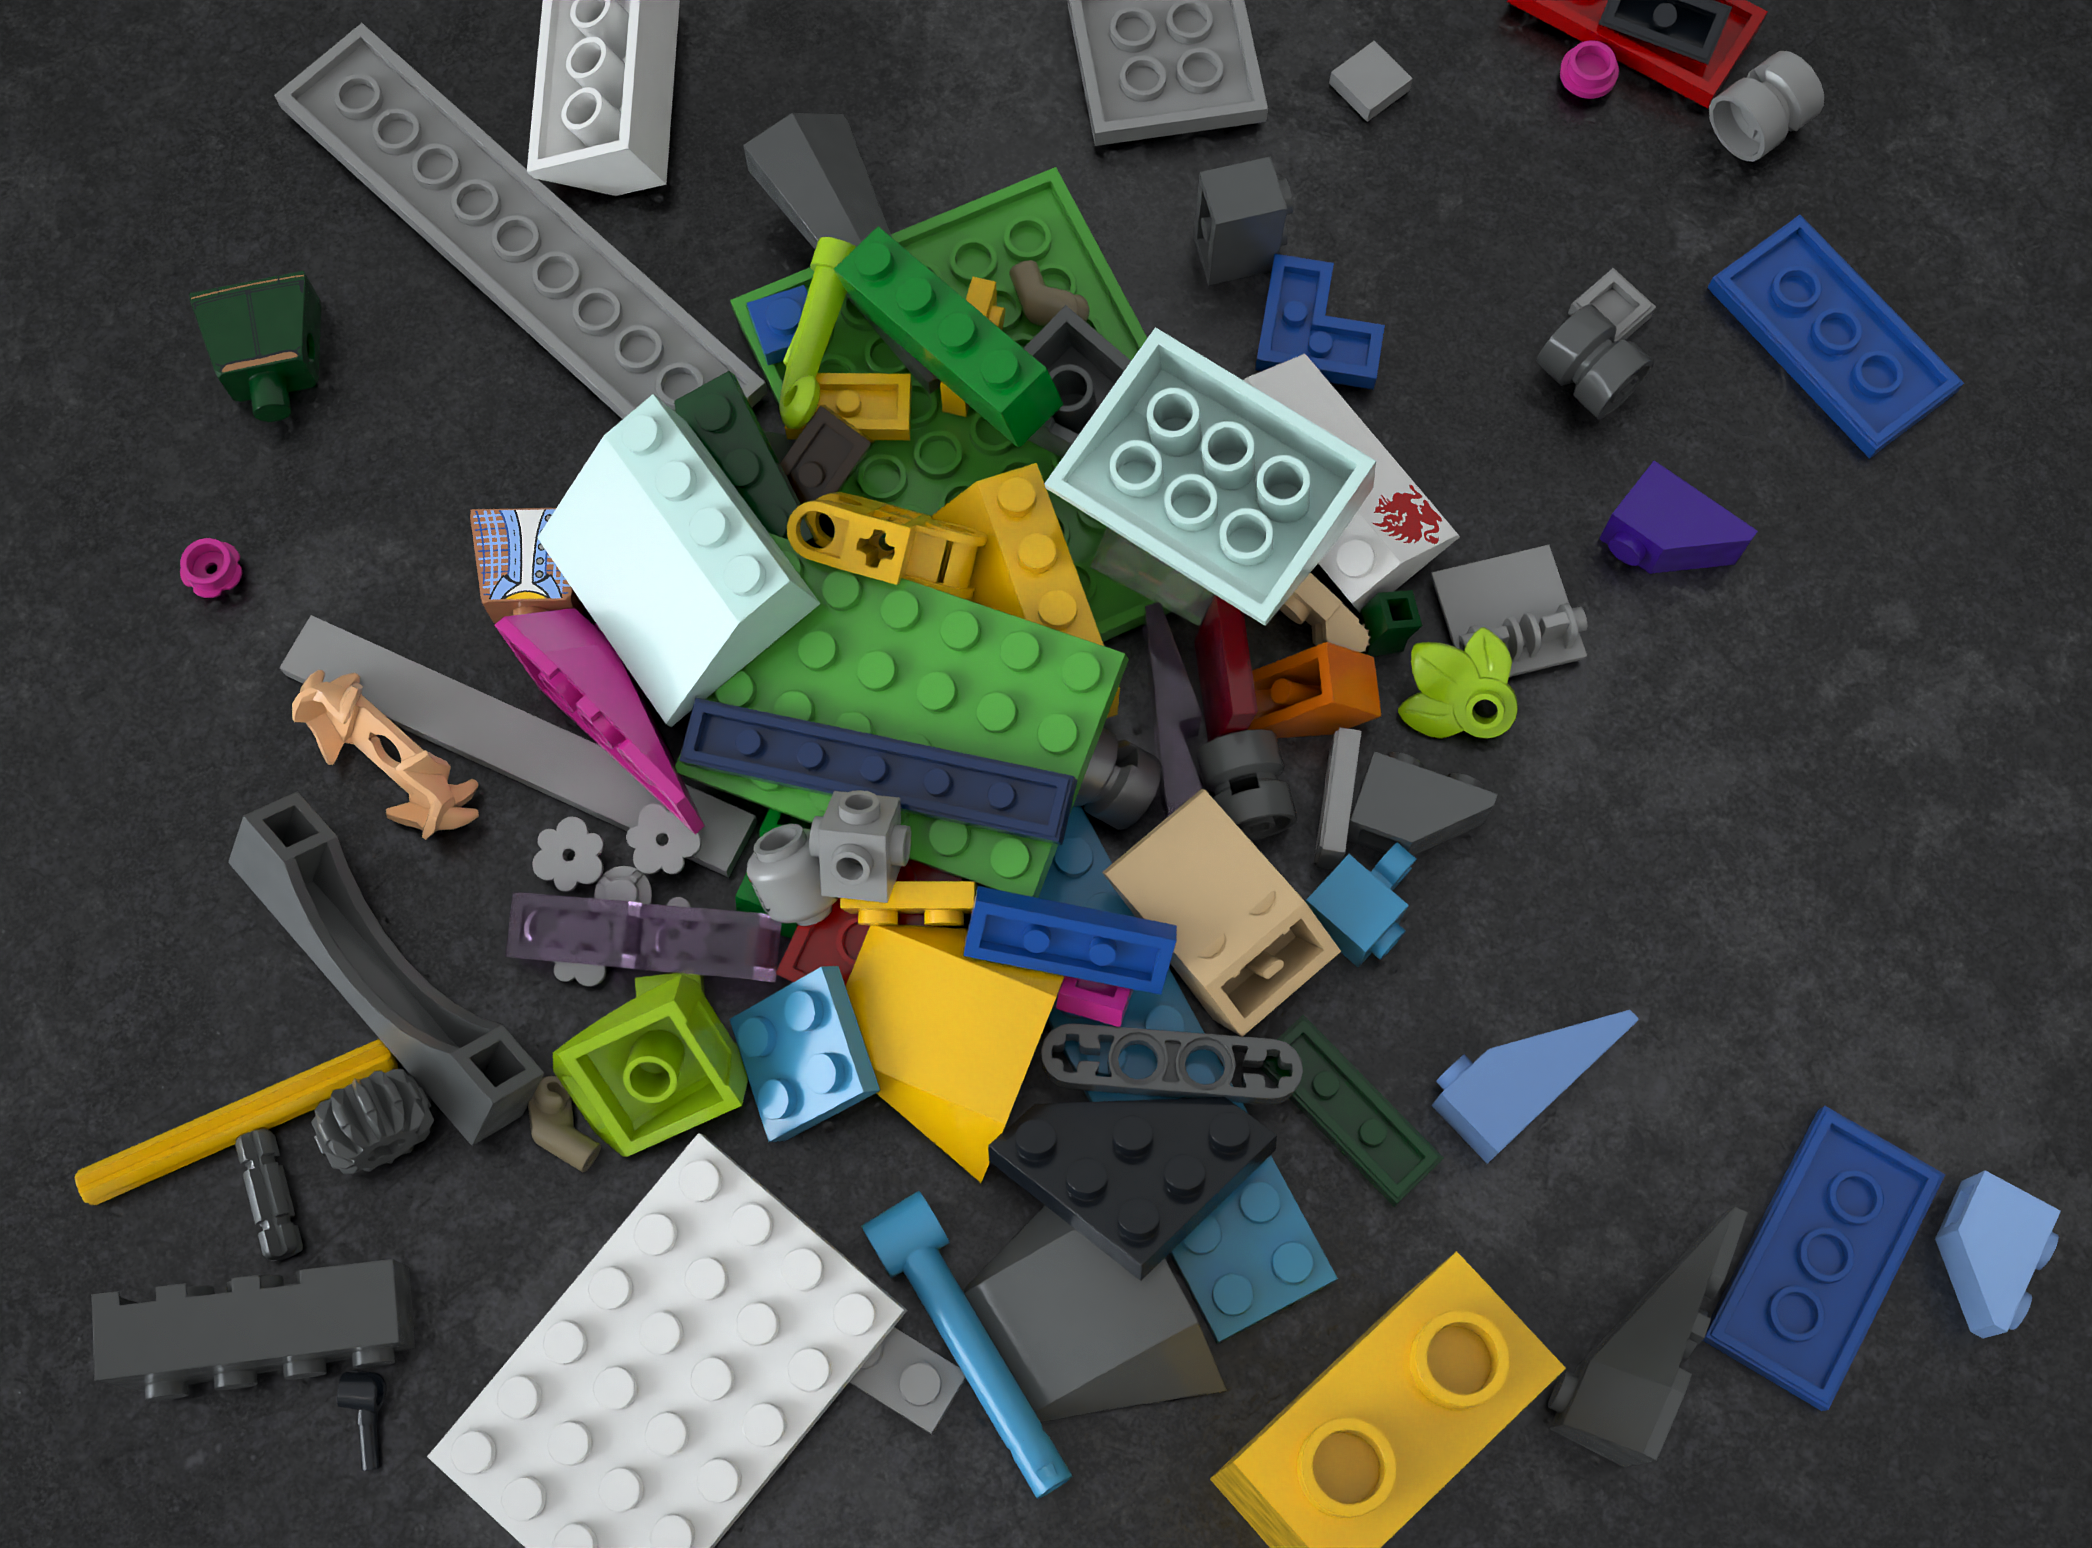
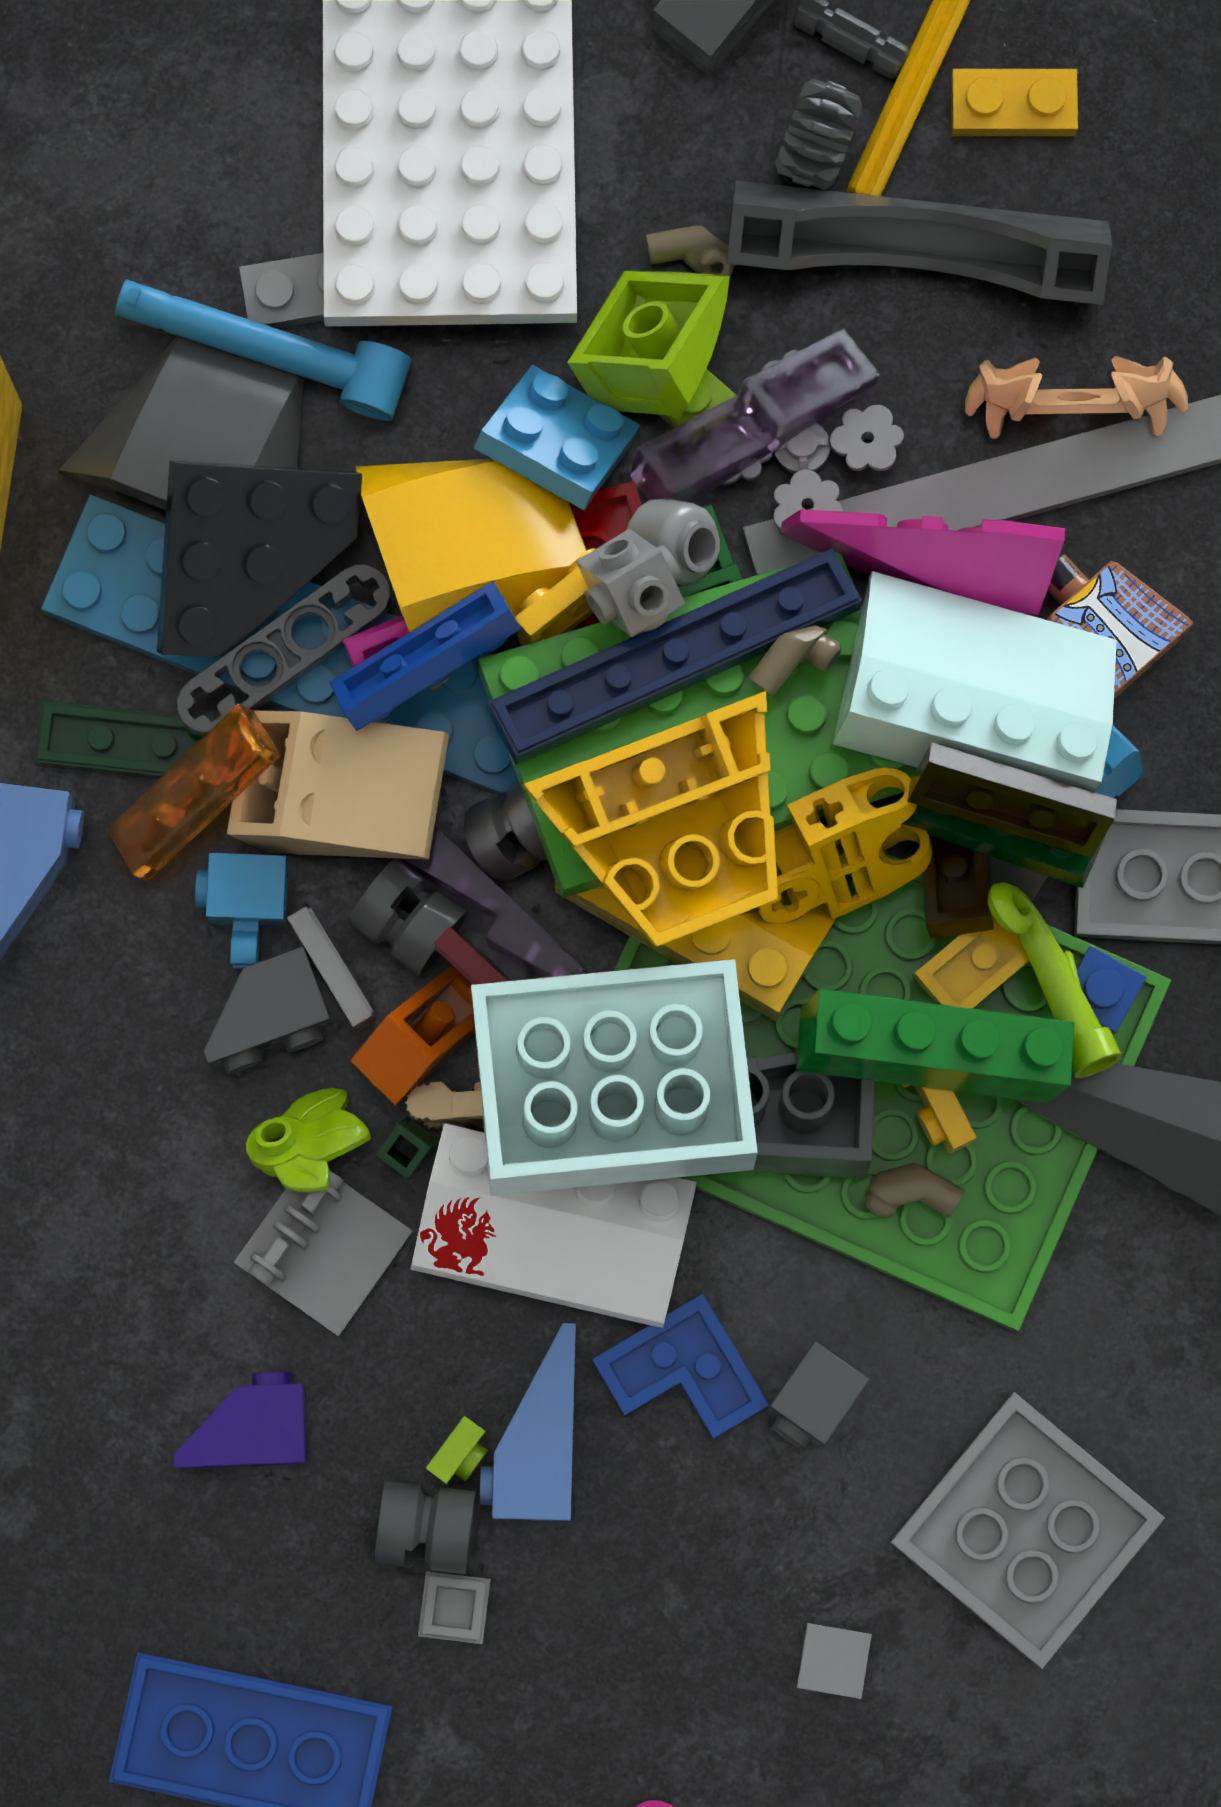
camera: 135 degrees right, 10 degrees up
(202, 1029) = (1014, 102): none -> yellow plate
(729, 442) = (1012, 800): none -> dark brown plate
(788, 696) = (792, 650): none -> dark tan arm
(994, 623) = (675, 820): none -> yellow wedge
(1338, 1011) = (193, 792): none -> clear orange plate
(1462, 359) = (535, 1453): none -> medium blue slope
(1527, 396) = (459, 1453): none -> lime plate

